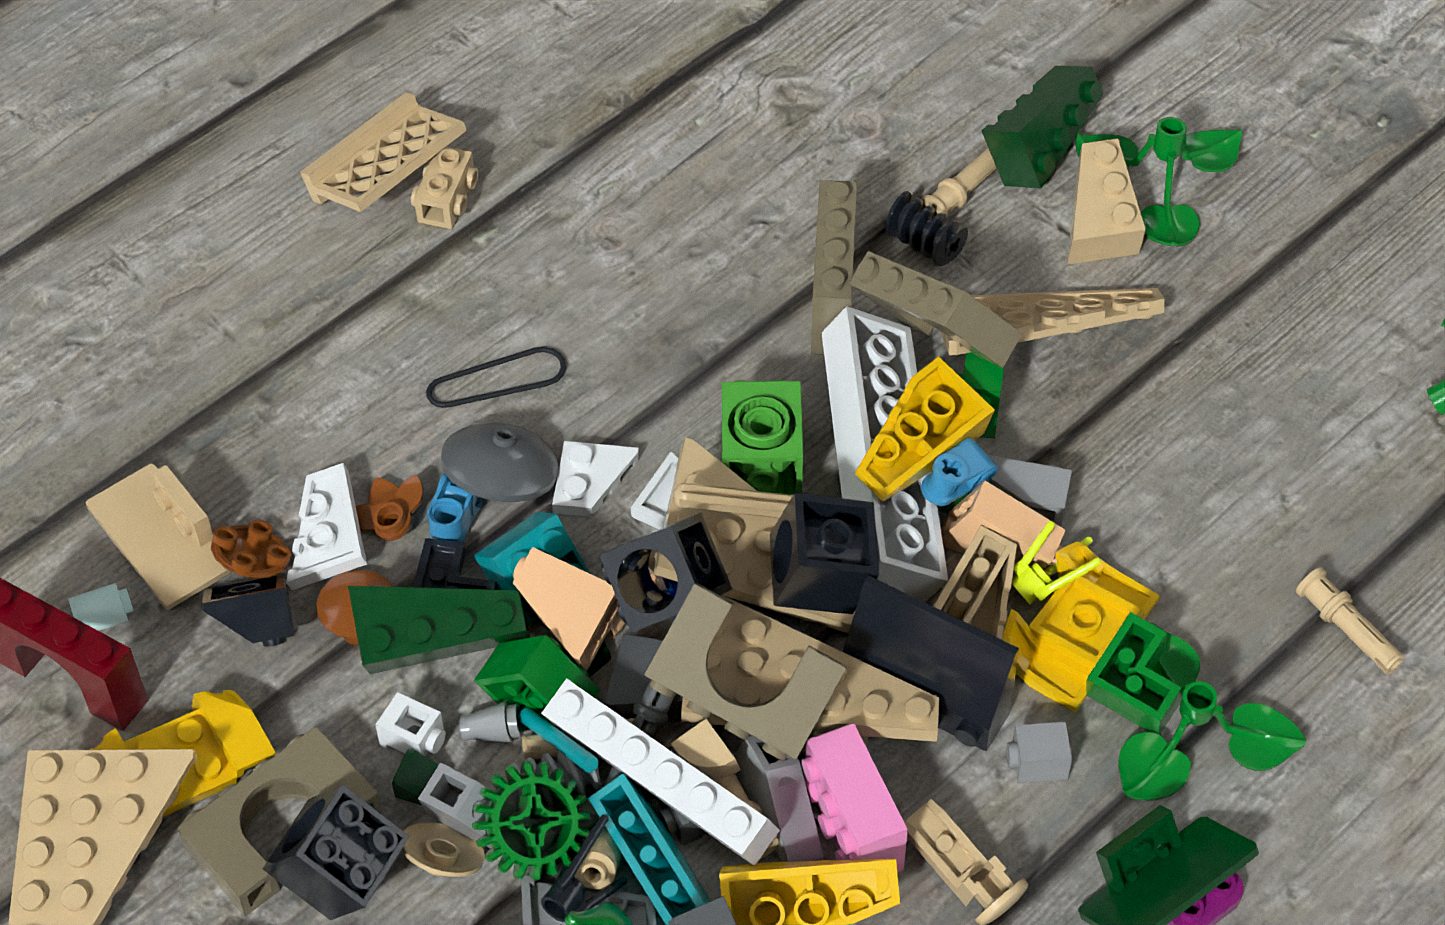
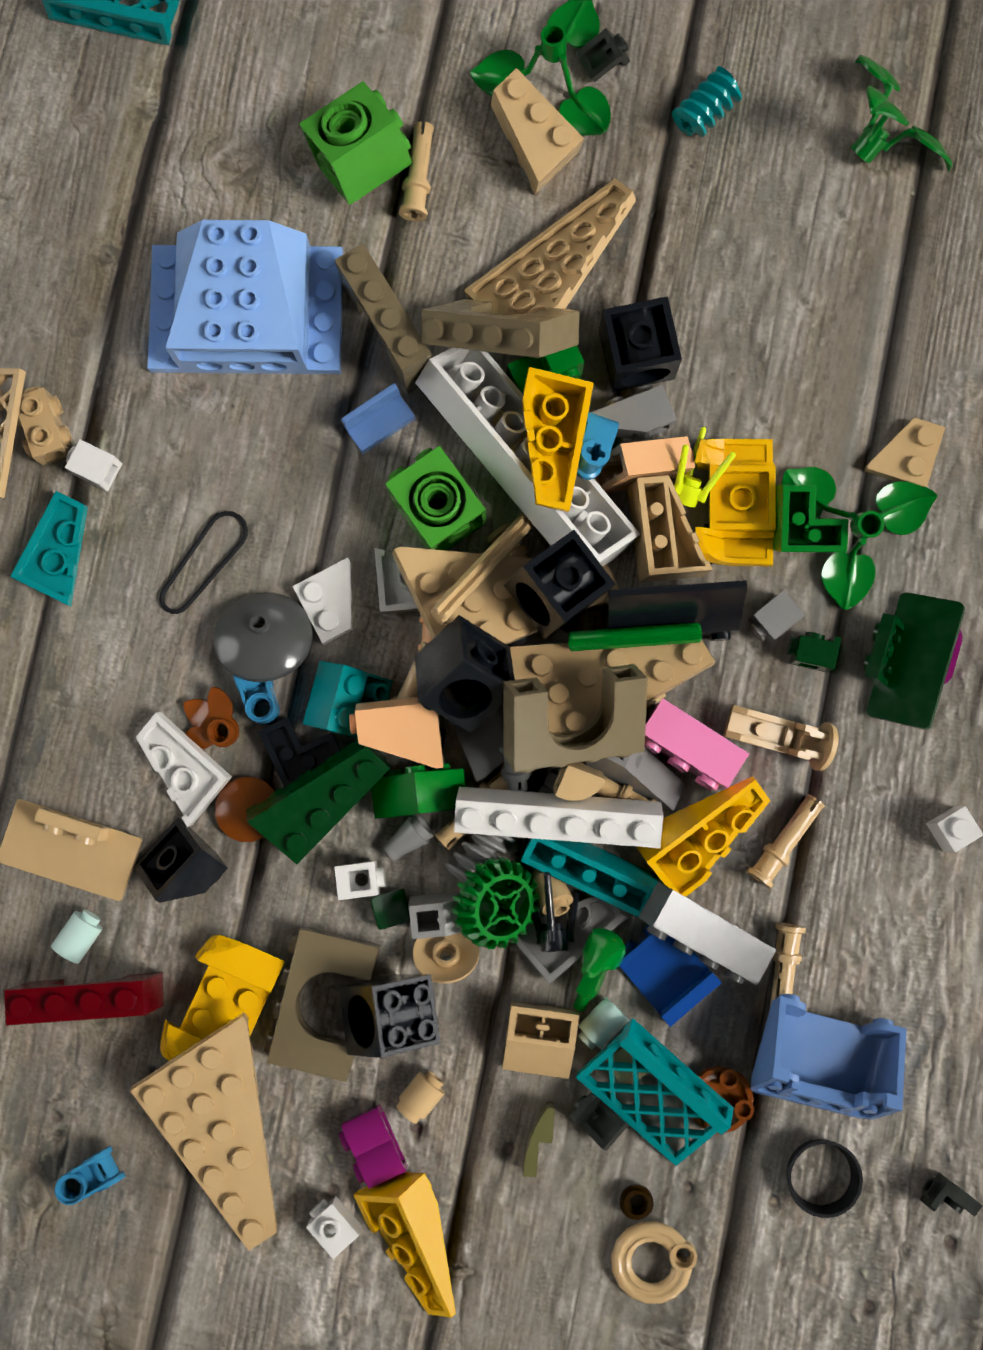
camera: 30 degrees left, 30 degrees up
(250, 550) = (144, 821): dark orange dish -> none
(368, 286) = (54, 549): none -> teal wing
(463, 240) = (92, 465): none -> white brick
(558, 740) = (447, 825): teal bar -> none
(715, 191) = (245, 301): none -> light blue wedge
(763, 350) = (378, 419): none -> medium blue panel
(869, 658) = (634, 637): none -> green axle
(920, 121) = (357, 142): none -> bright green brick
(923, 231) = (420, 236): black piece -> none
(1042, 125) = (446, 81): dark green wedge -> none
(1060, 809) = (814, 651): none -> dark green brick
(1072, 419) = (639, 344): none -> black brick
(1221, 184) = (603, 54): none -> pearl dark grey bracket
(1297, 272) = (707, 103): none -> teal piece
(1303, 691) = (909, 454): none -> tan wing
(1338, 608) = (894, 373): tan pin -> none

